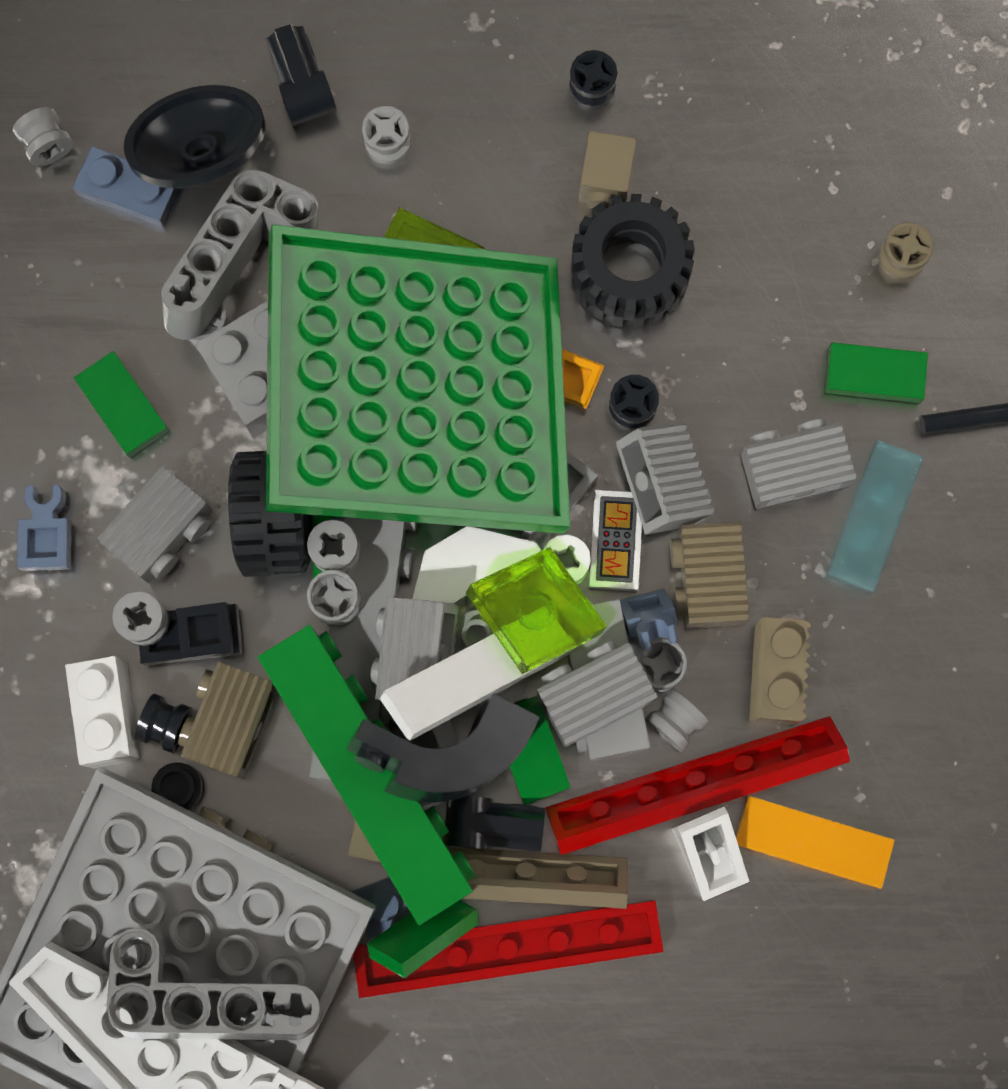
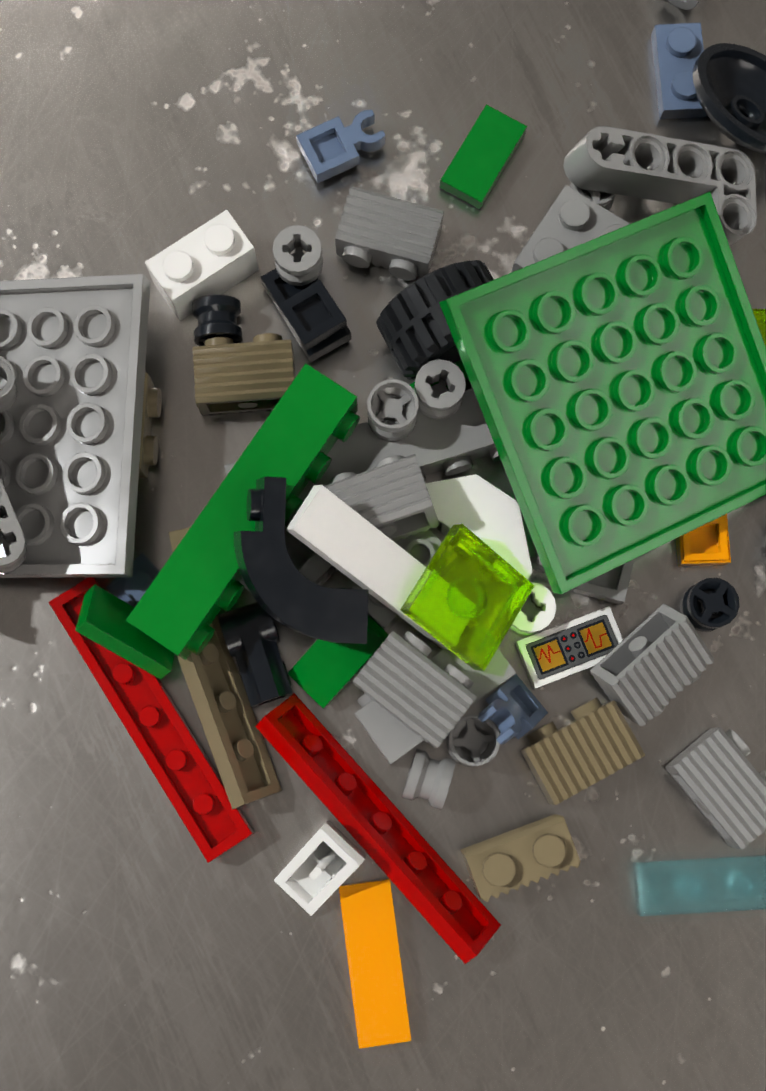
camera: 60 degrees right, 0 degrees up
(178, 784) = (168, 360): black plate -> none

